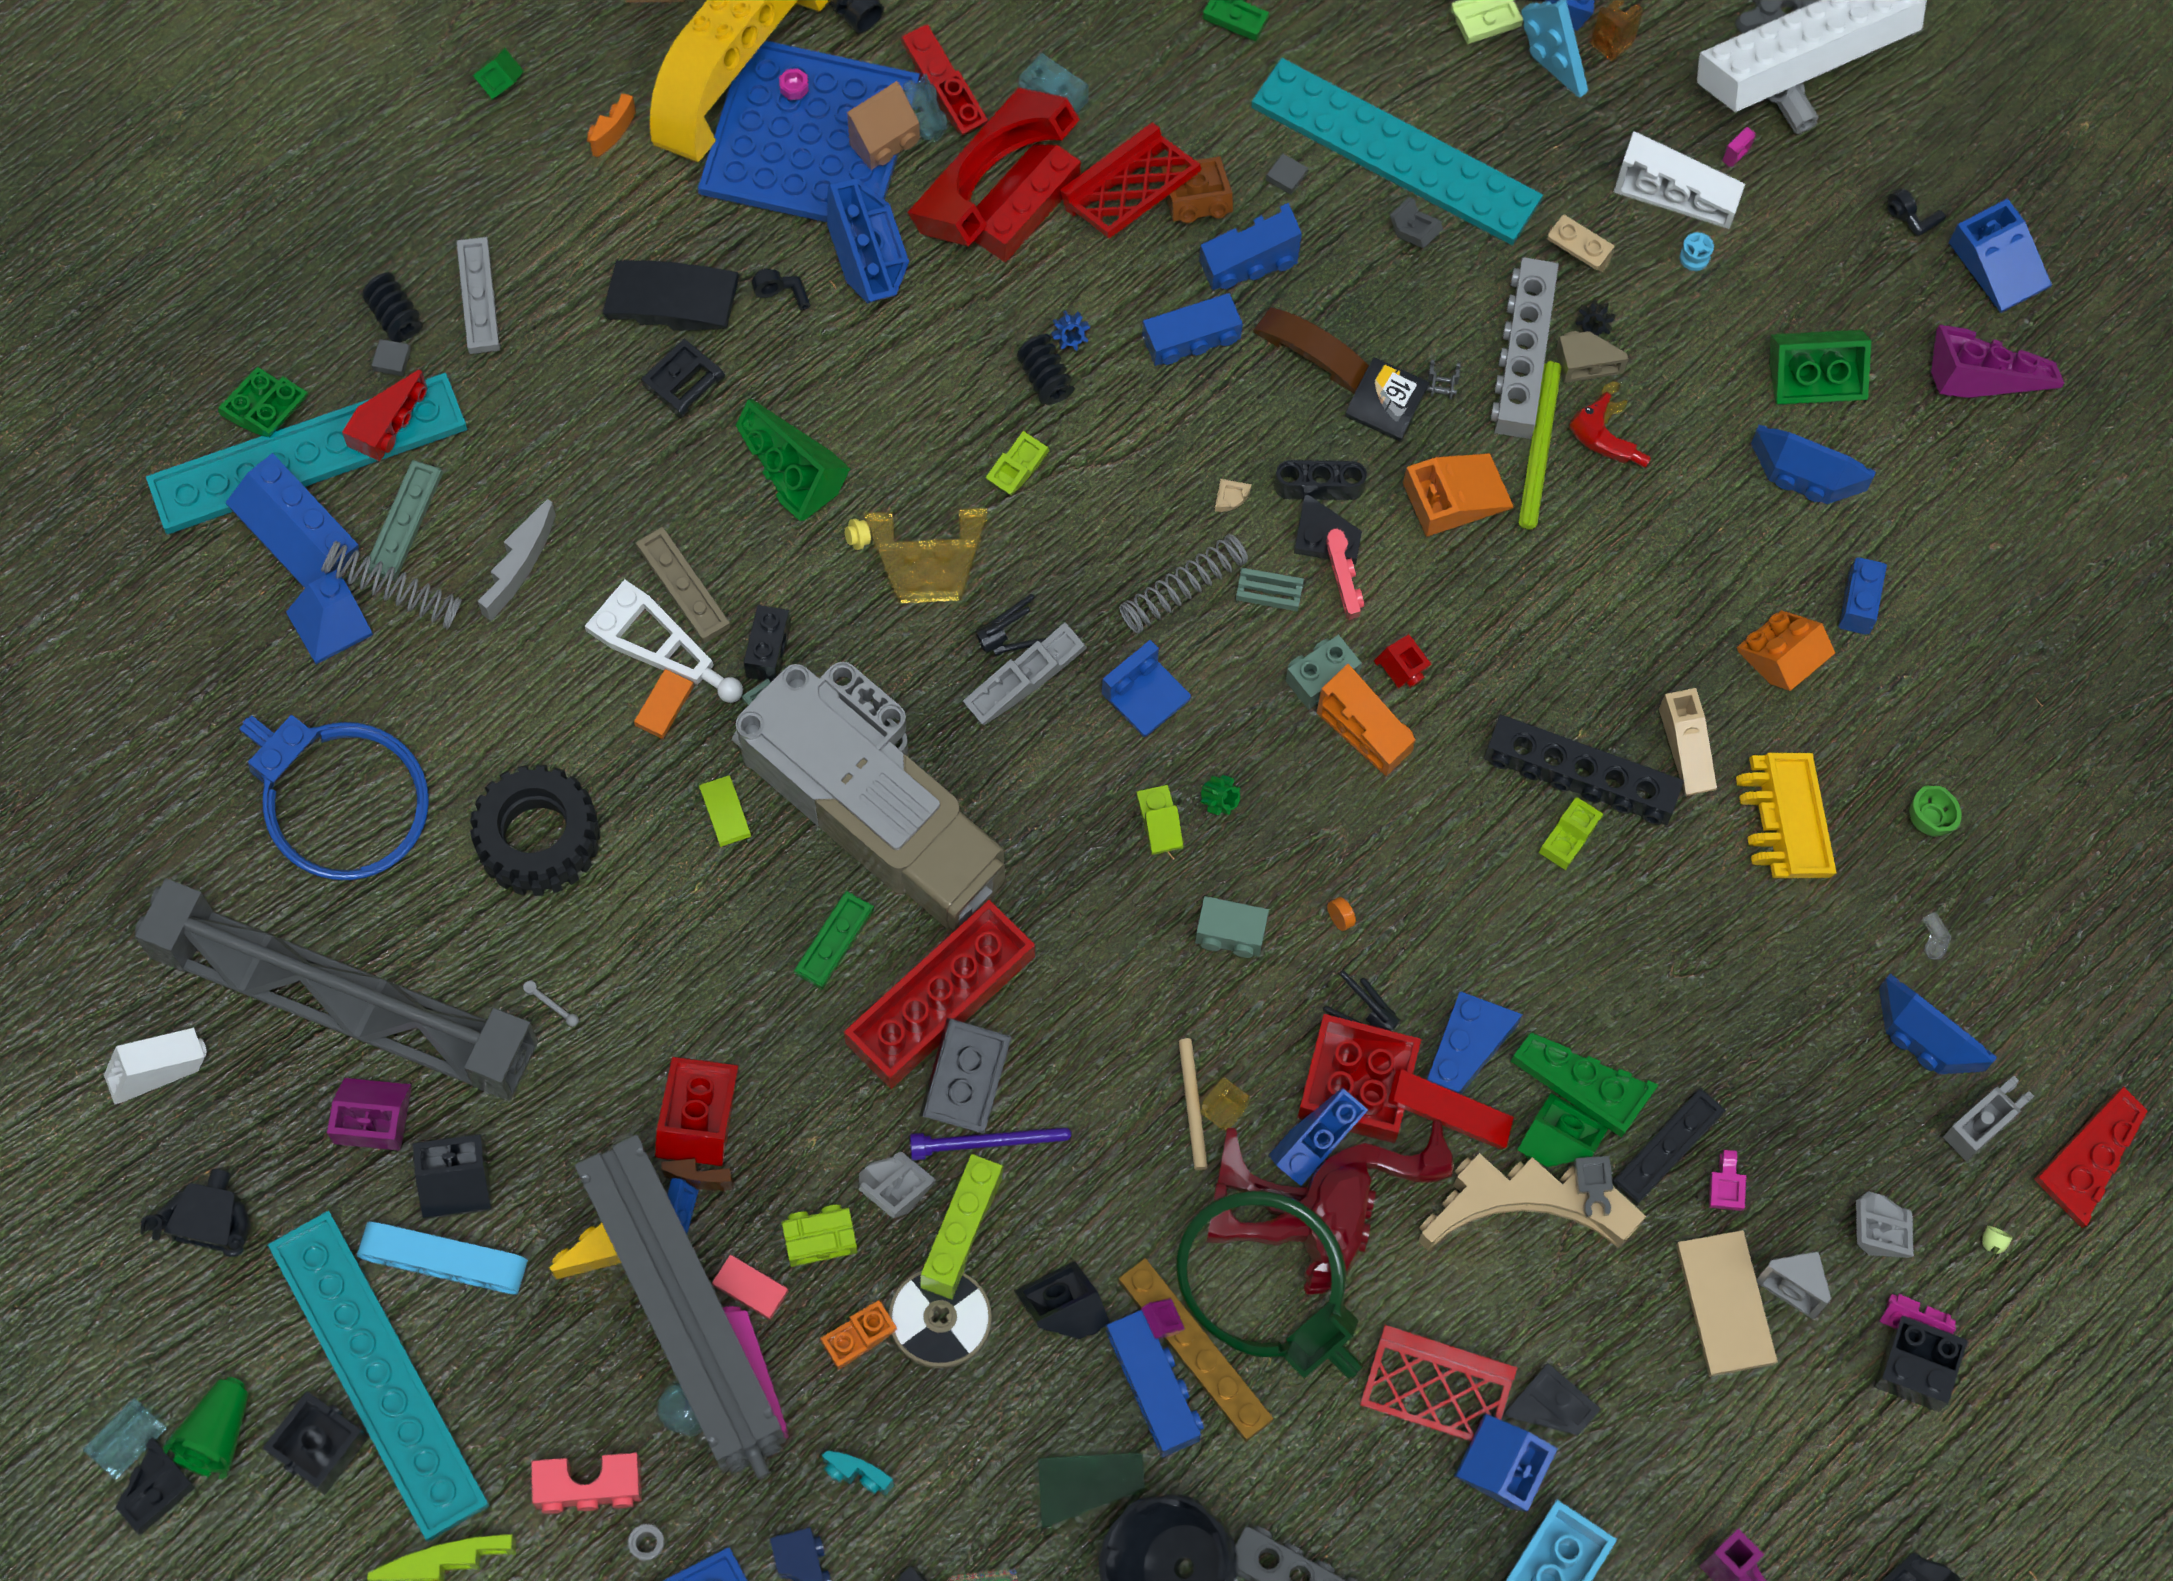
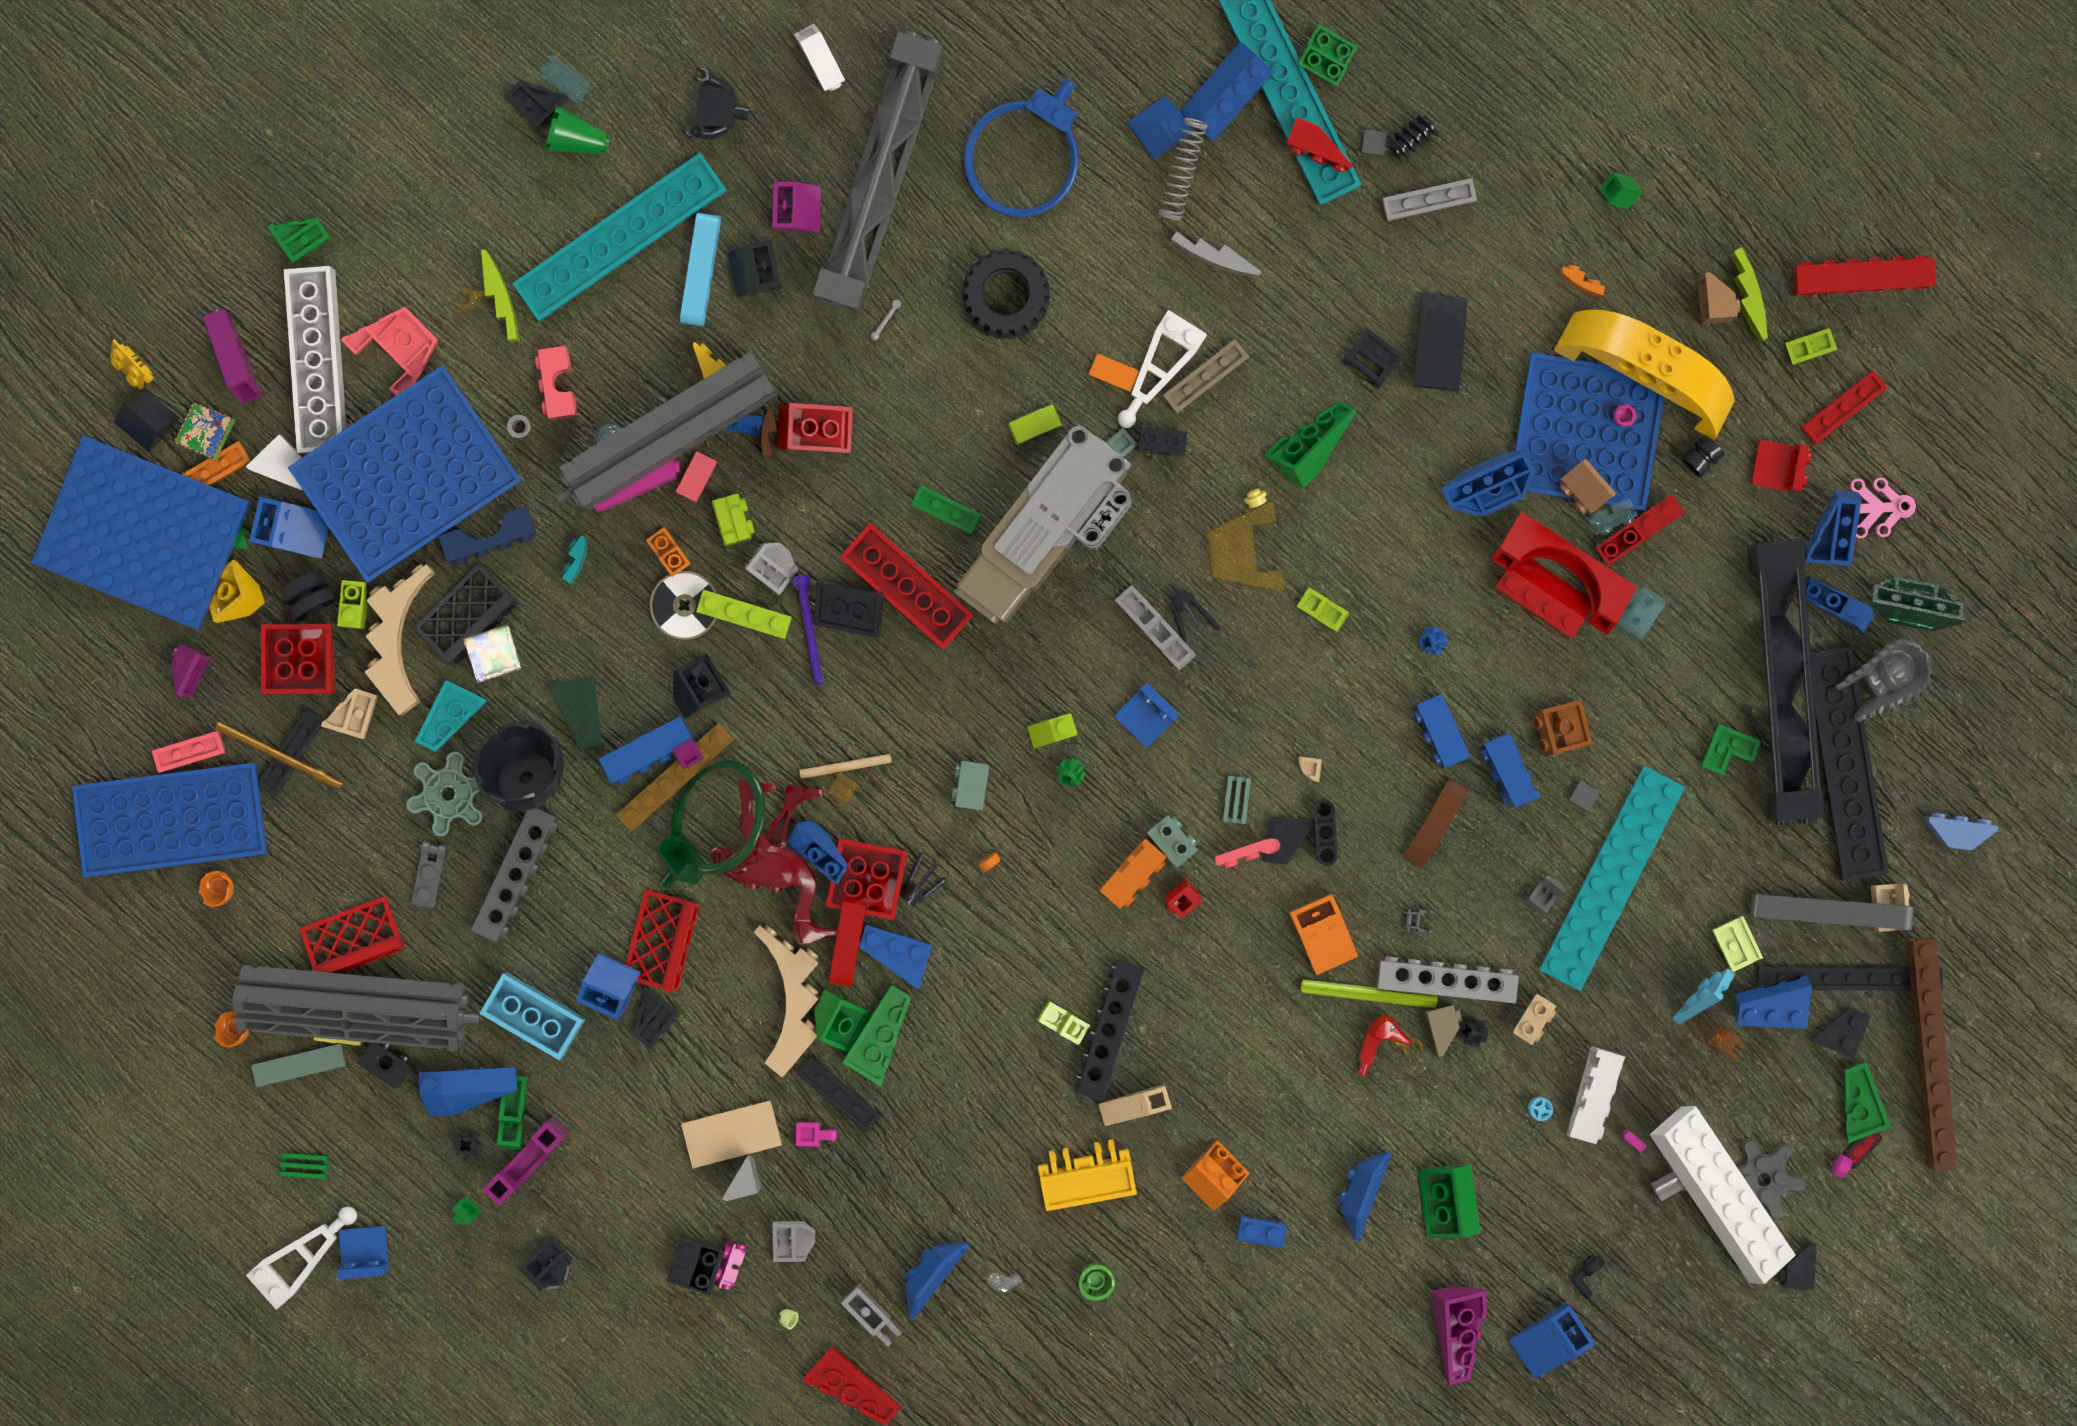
camera: 90 degrees right, 20 degrees up
(315, 1442) = (568, 203): black brick -> none
(405, 518) = (1243, 170): sand green tile -> none
(770, 283) = (1456, 413): black plate -> none
(1044, 370) = (1399, 623): black piece -> none
(1116, 169) = (1574, 664): red fence -> none
(1125, 607) = (1257, 777): light grey piece -> none
(1387, 399) = (1396, 879): black slope -> none
(1594, 1178) = (802, 1040): dark grey plate -> none

